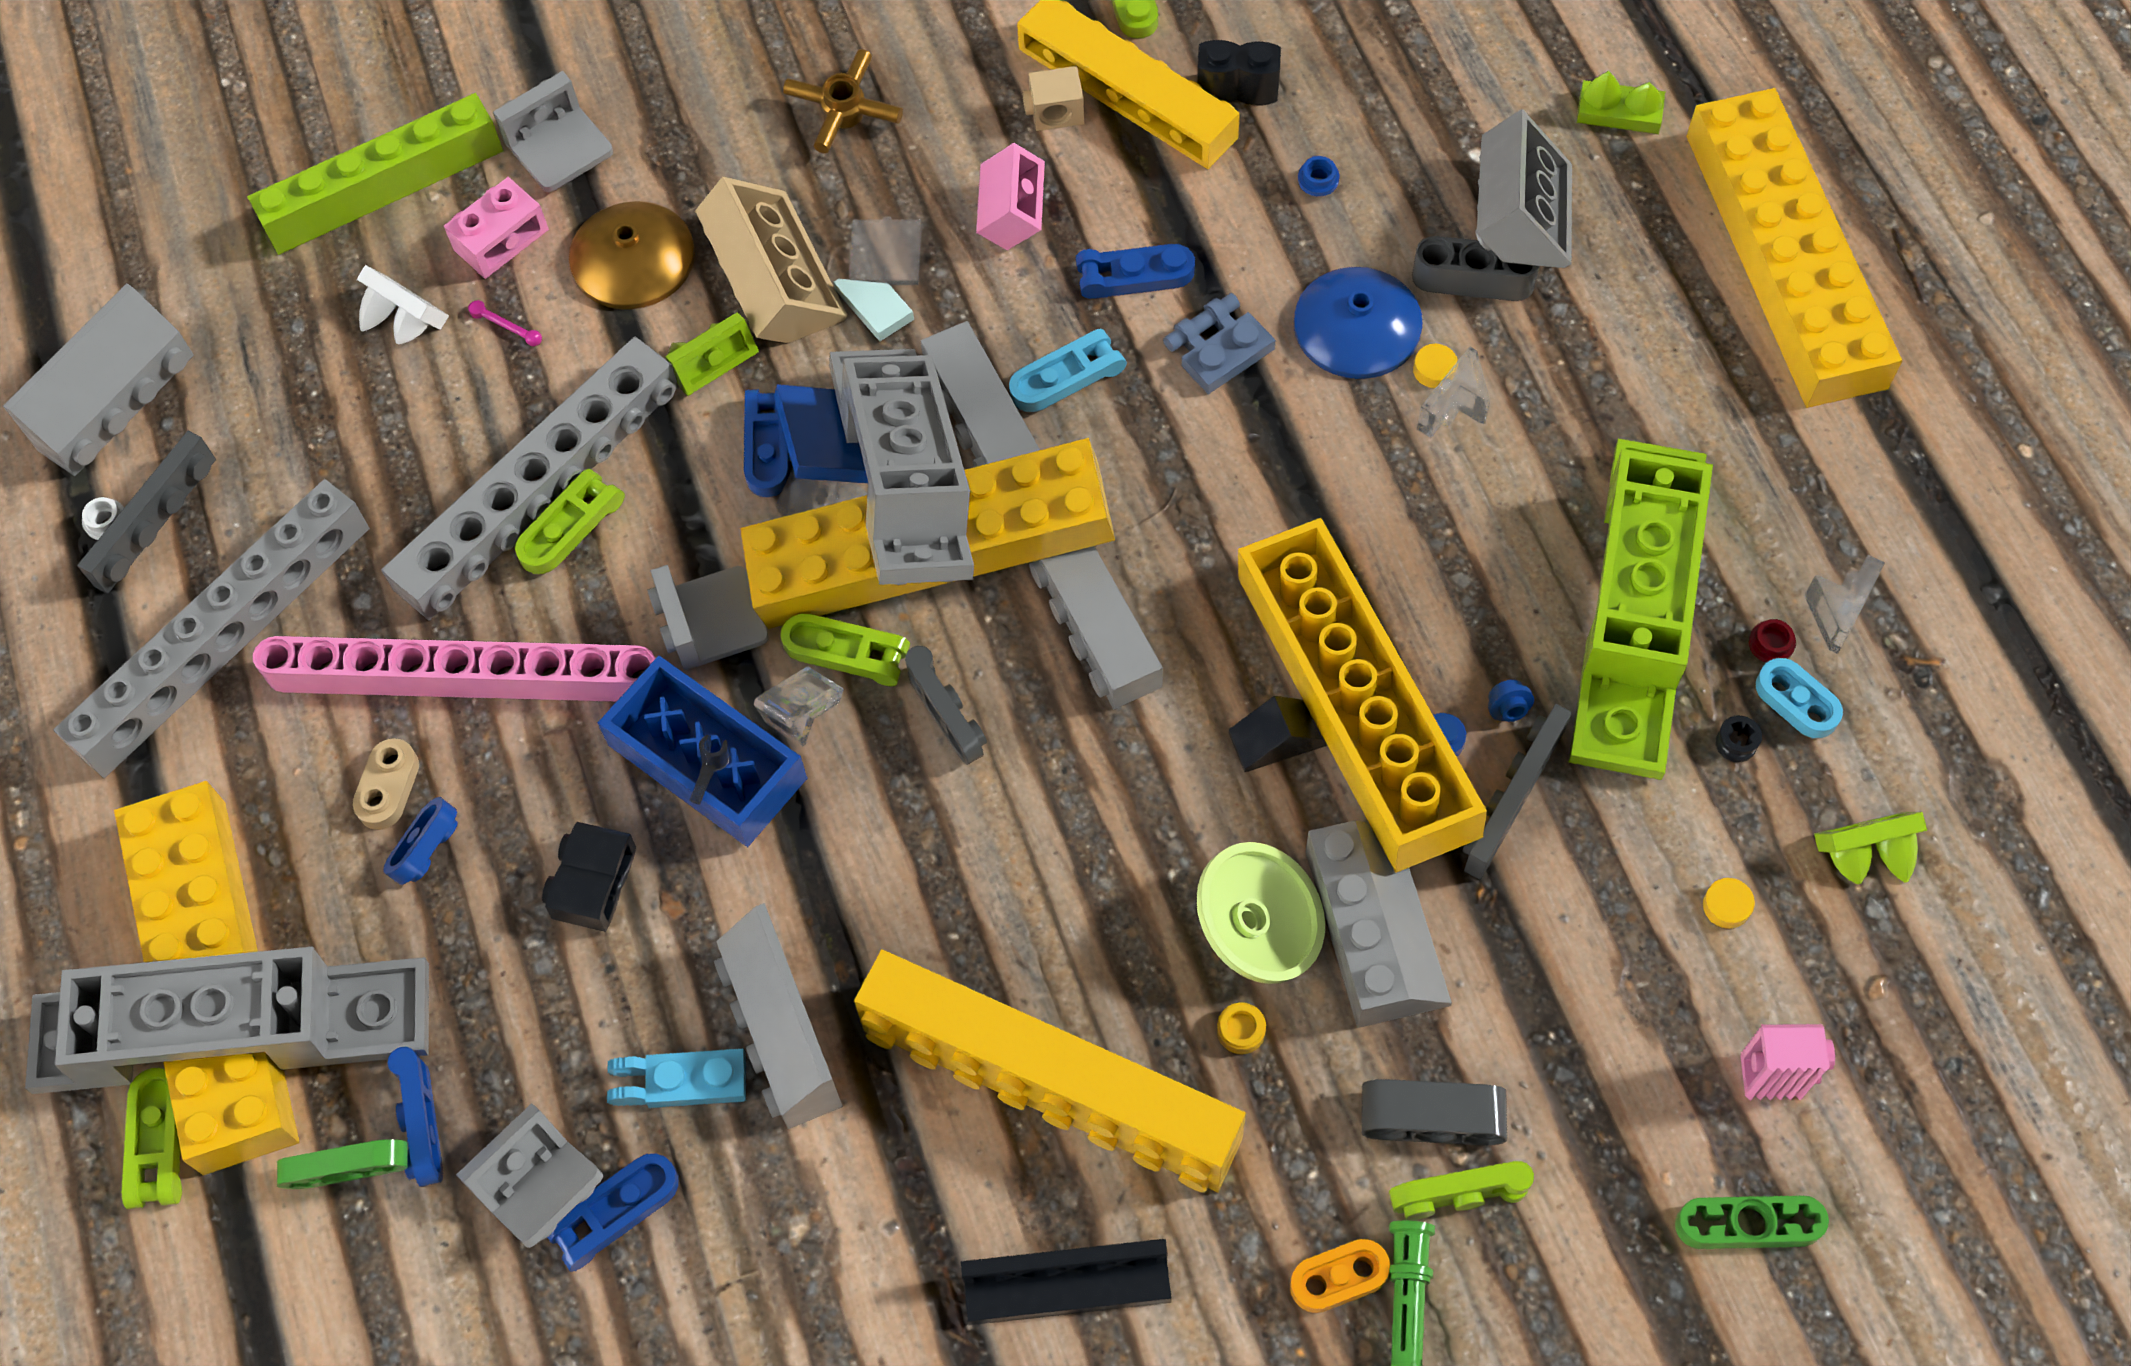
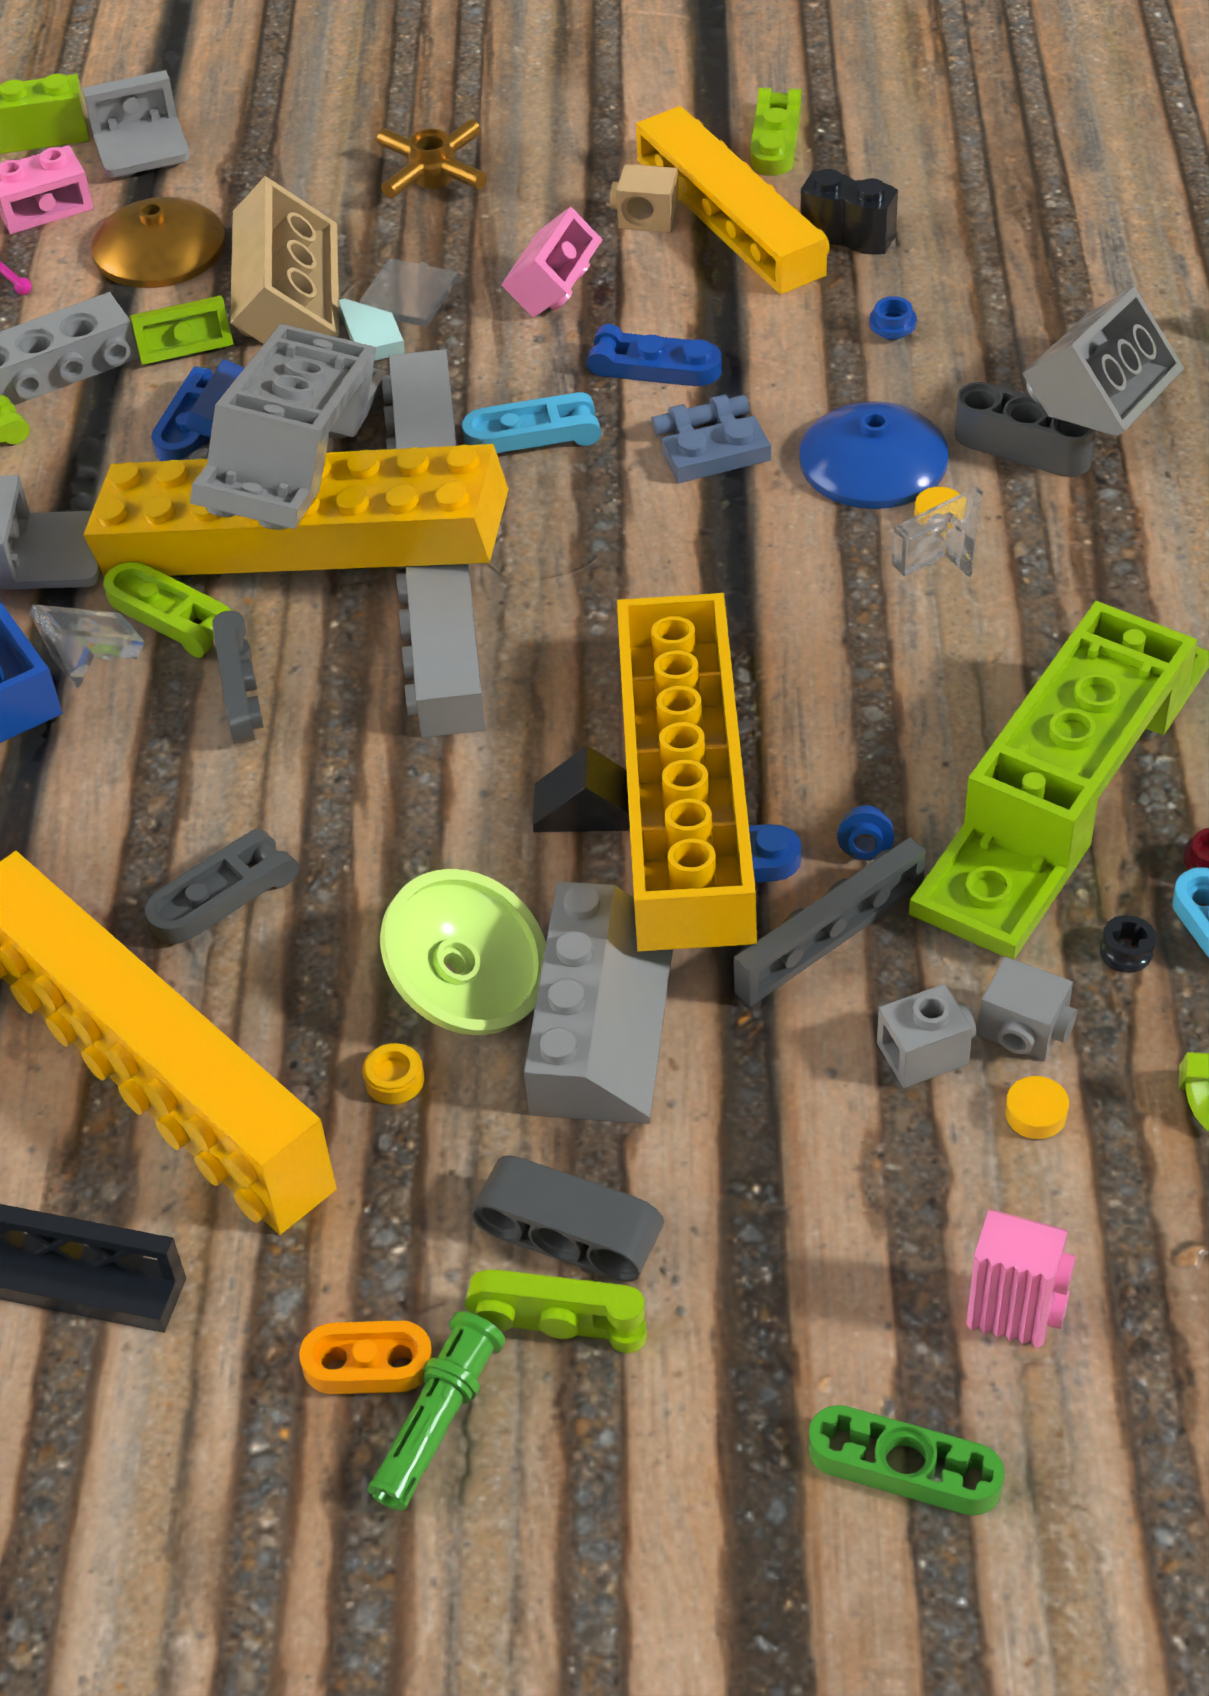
camera: 20 degrees right, 15 degrees down
(1025, 908) = (218, 887): none -> dark grey plate
(1629, 870) = (925, 1035): none -> light grey brick
(1694, 825) = (1026, 1009): none -> light grey brick

